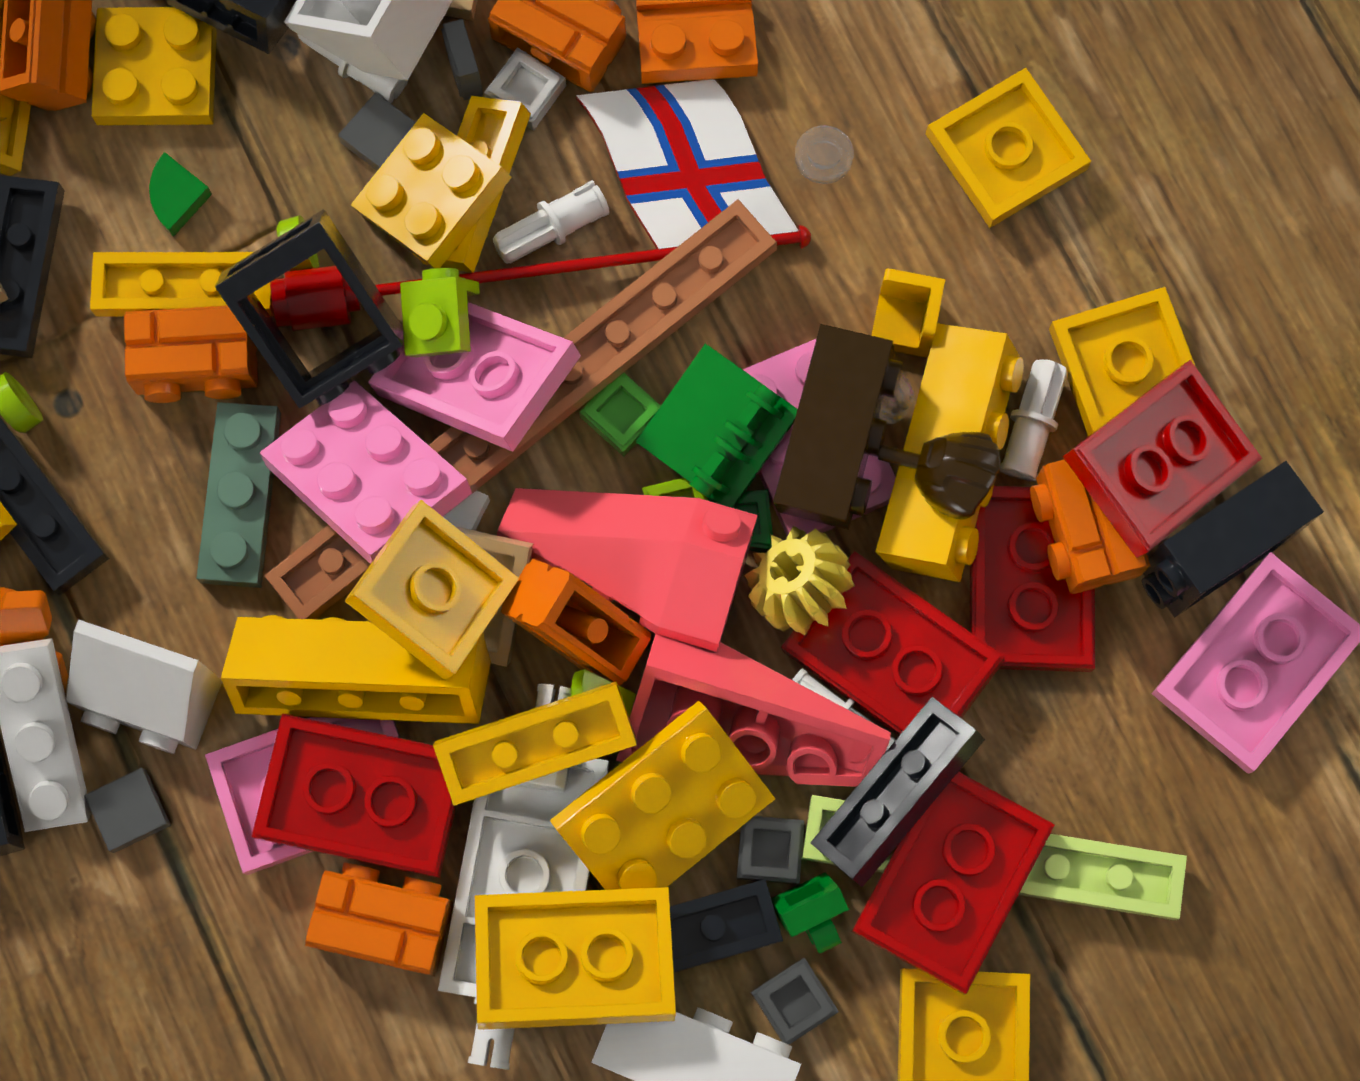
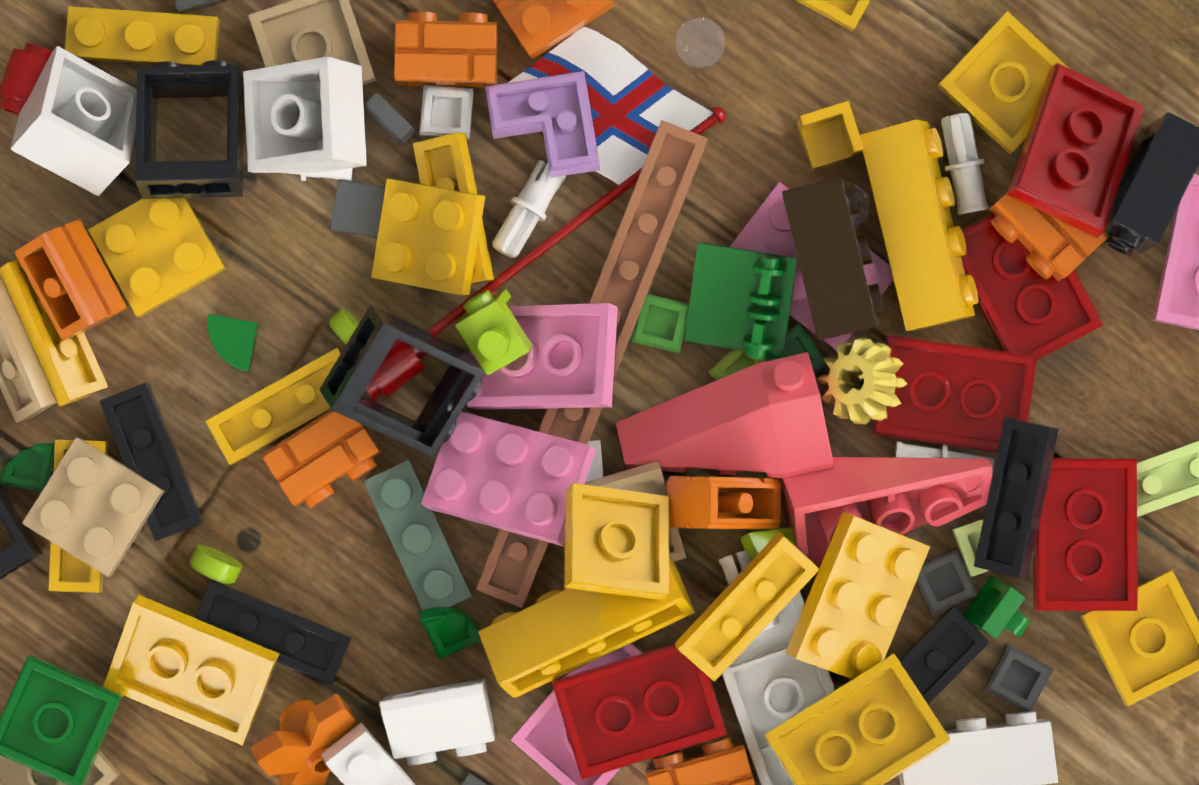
camera: 30 degrees left, 10 degrees up
(210, 603) = (449, 629): none -> green tile
(634, 133) = (550, 105): none -> lavender tile
(951, 470) = (933, 246): dark brown piece -> none

